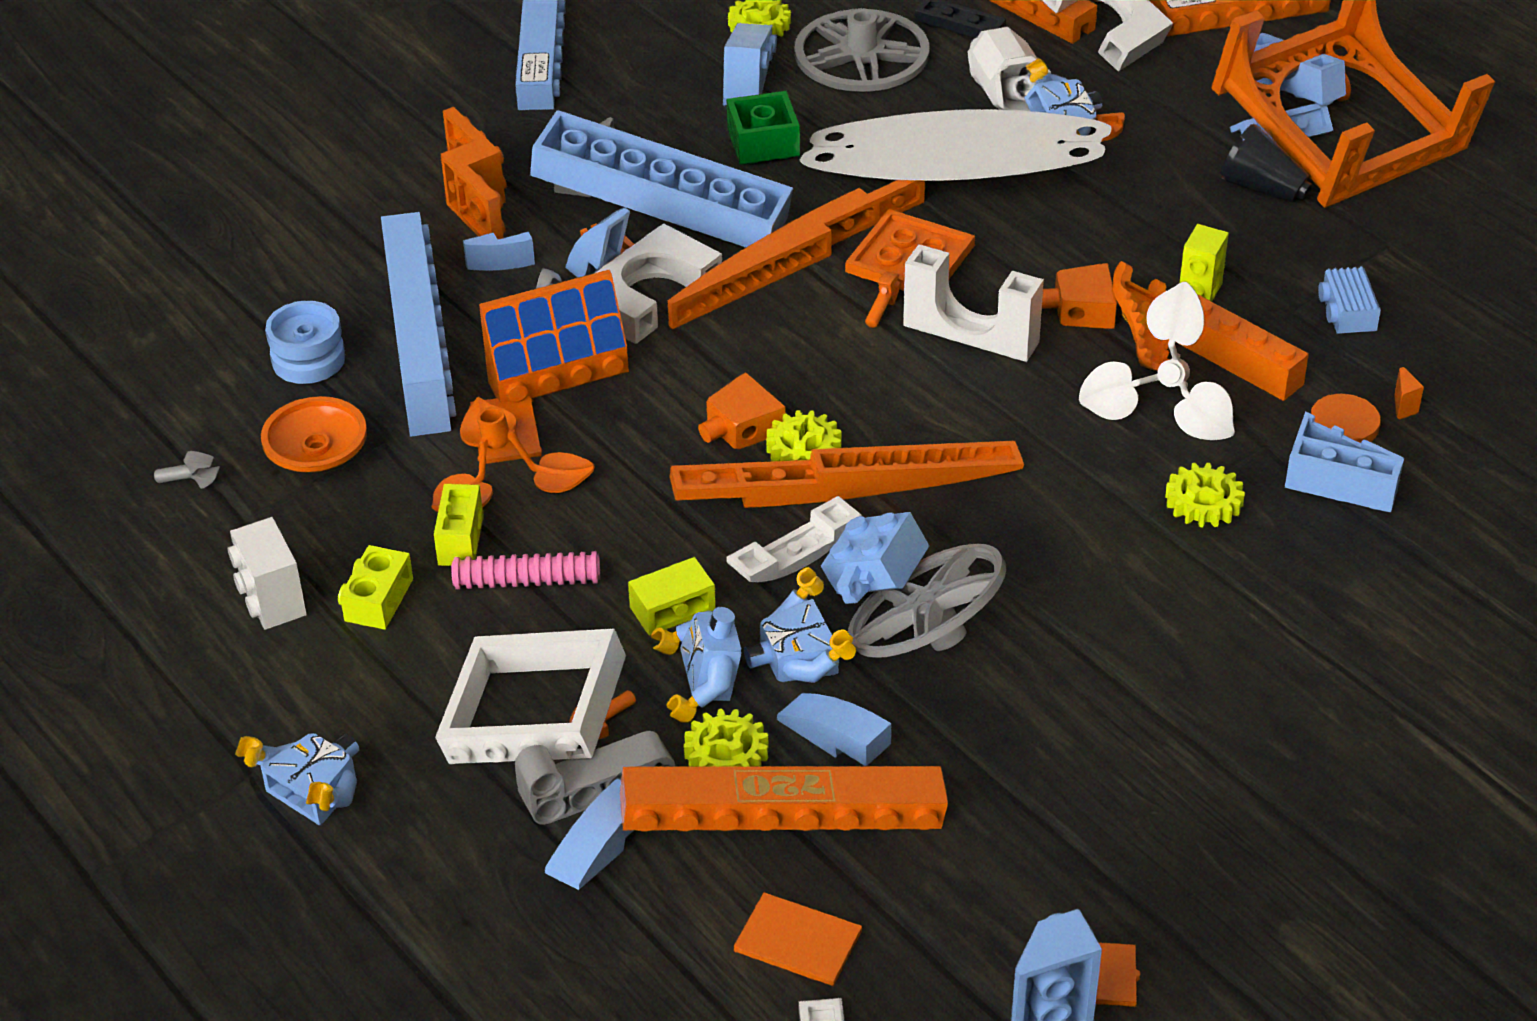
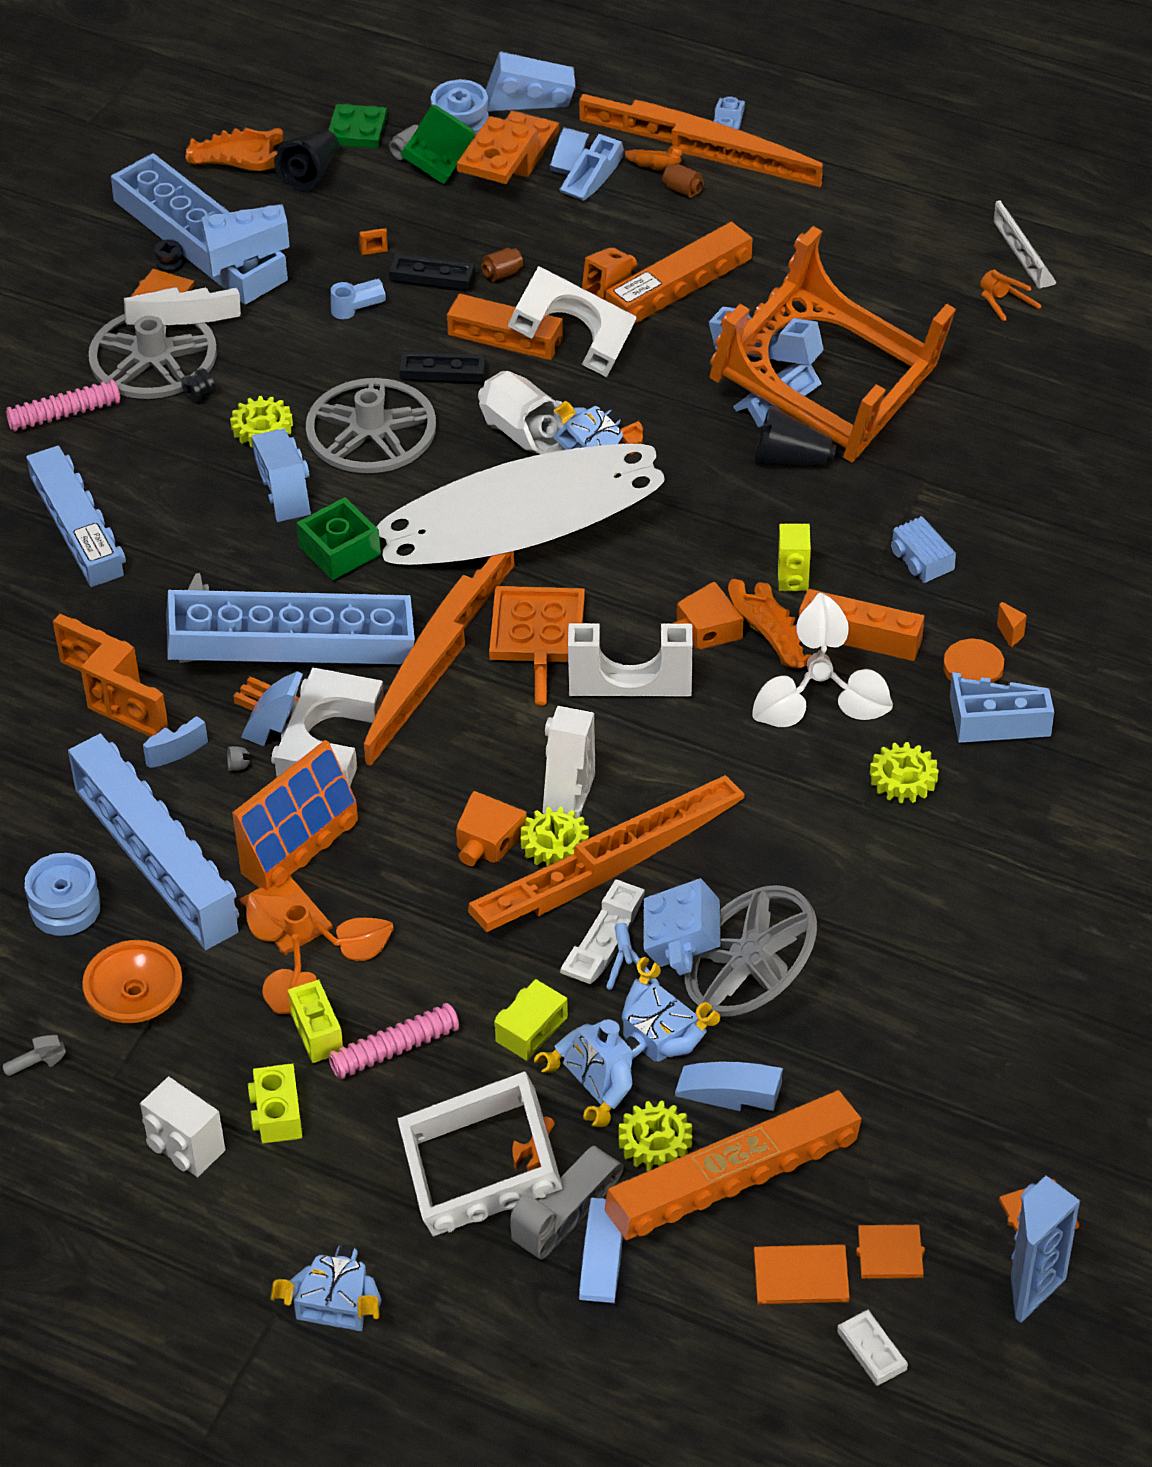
camera: 25 degrees left, 5 degrees up
(808, 560) = (626, 951): none -> light blue plant
(853, 371) = (569, 759): none -> white wedge
(908, 952) = (890, 1251): none -> orange piece

